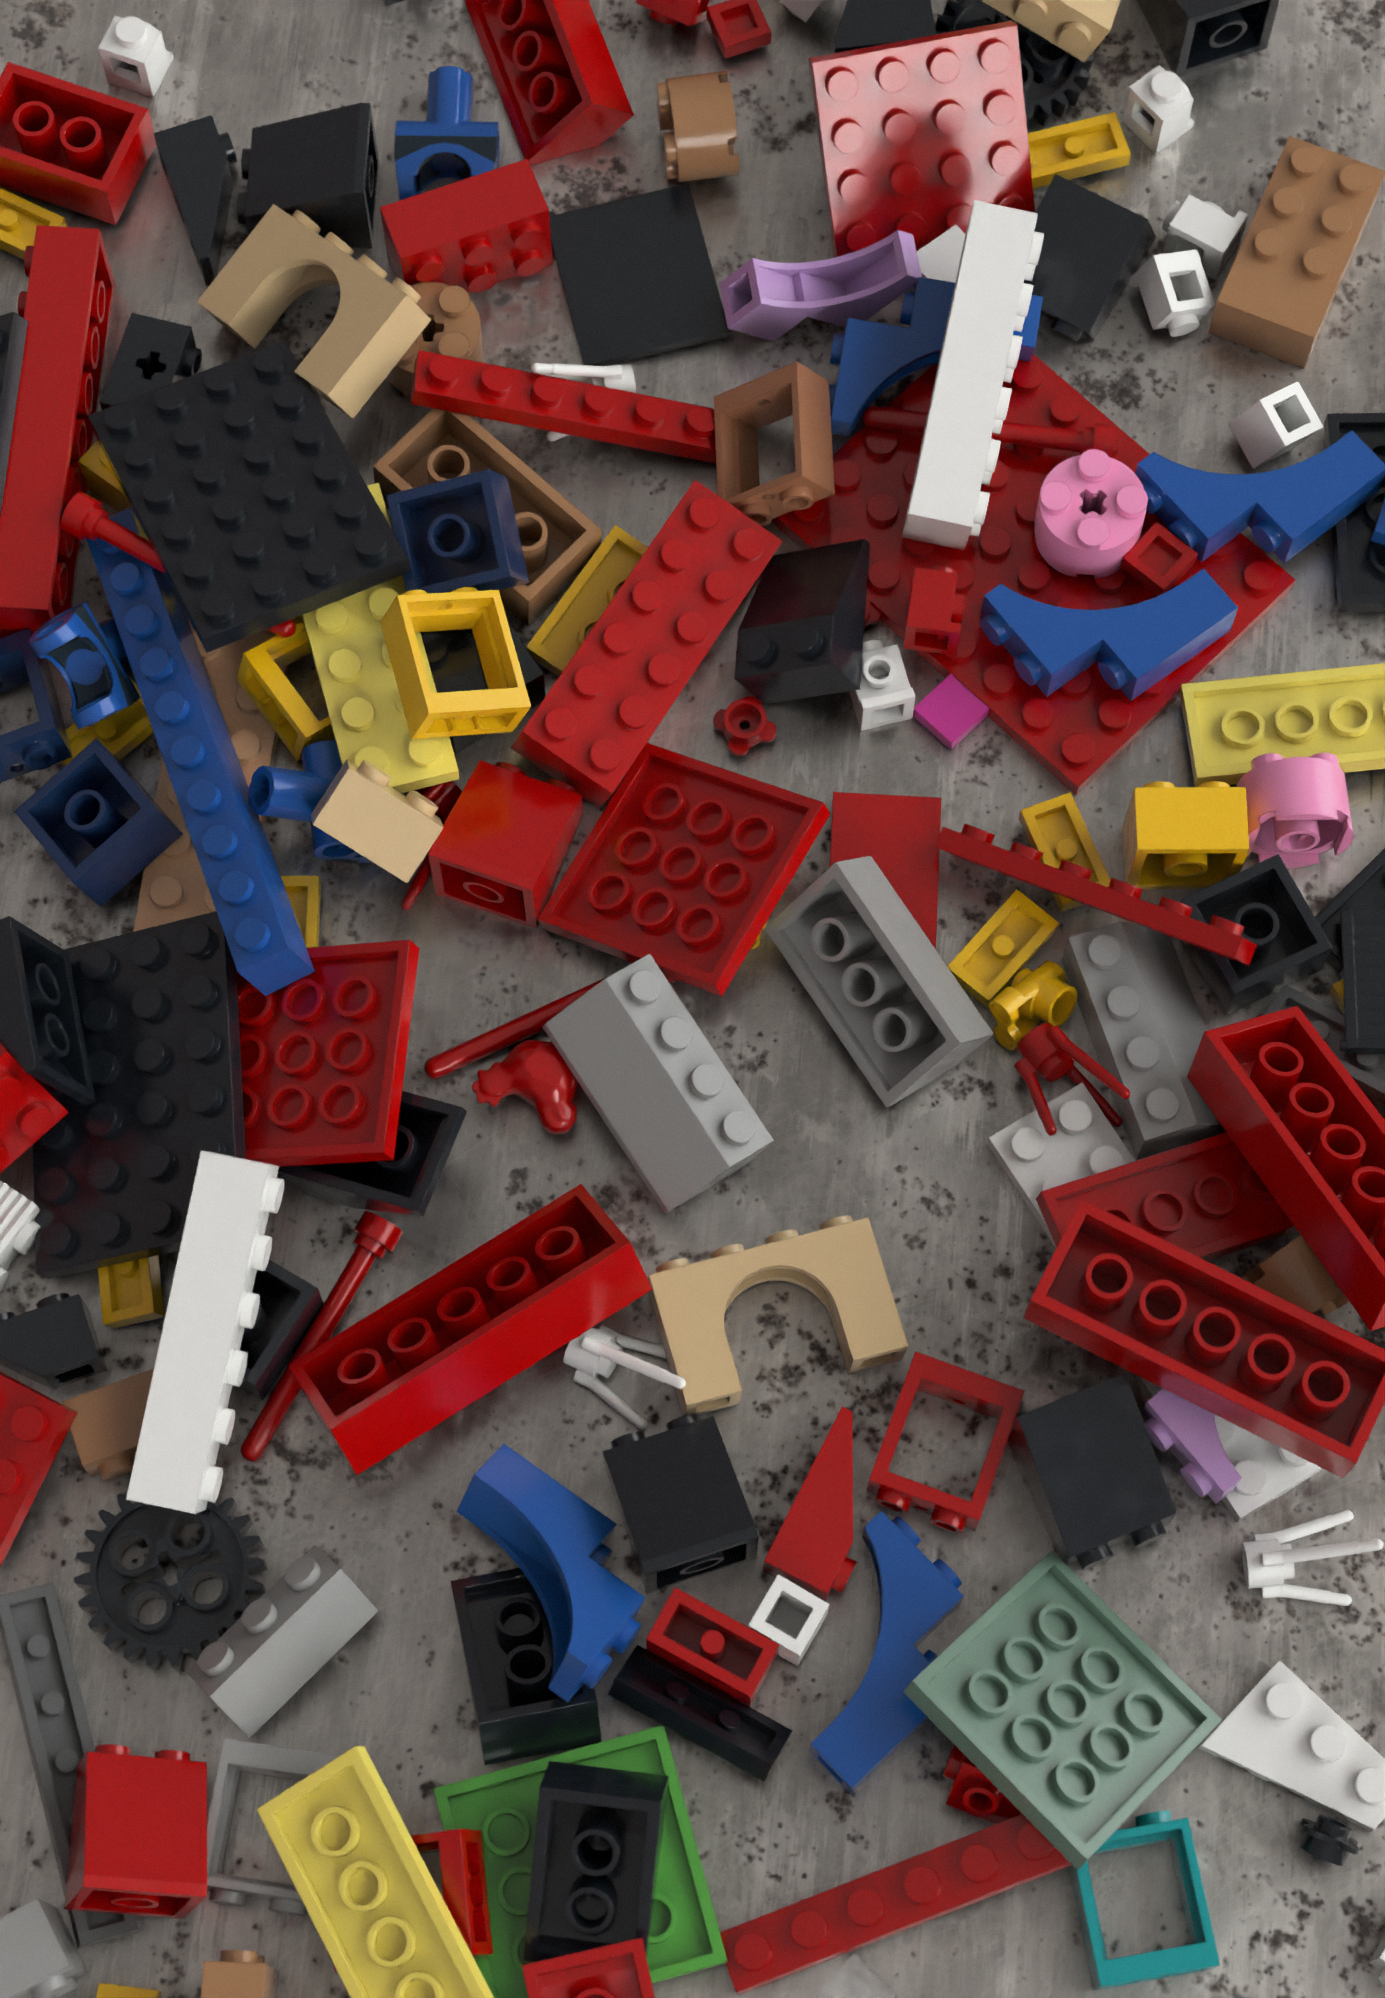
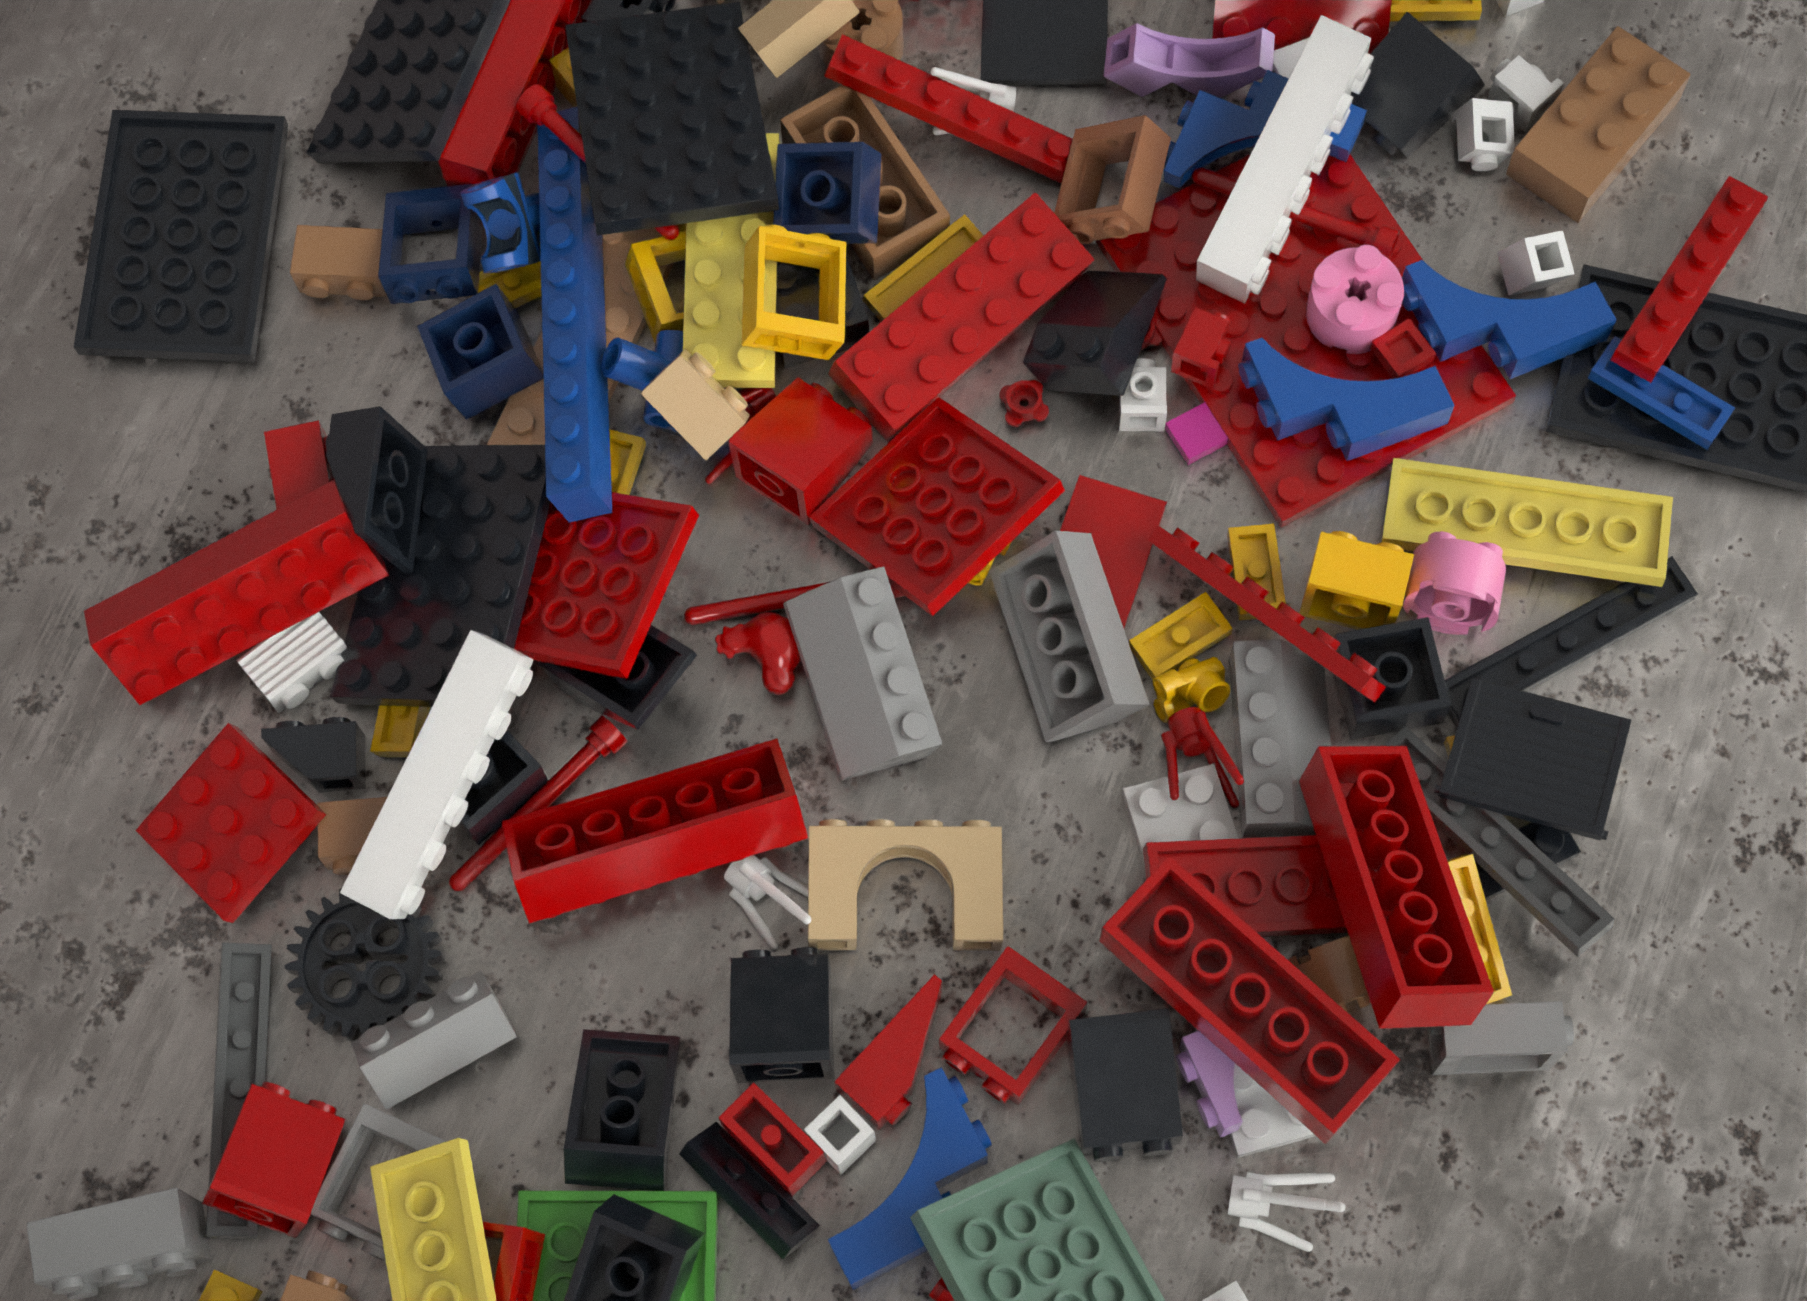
camera: 20 degrees right, 0 degrees up
(563, 1555) = (675, 1032): blue arch -> none

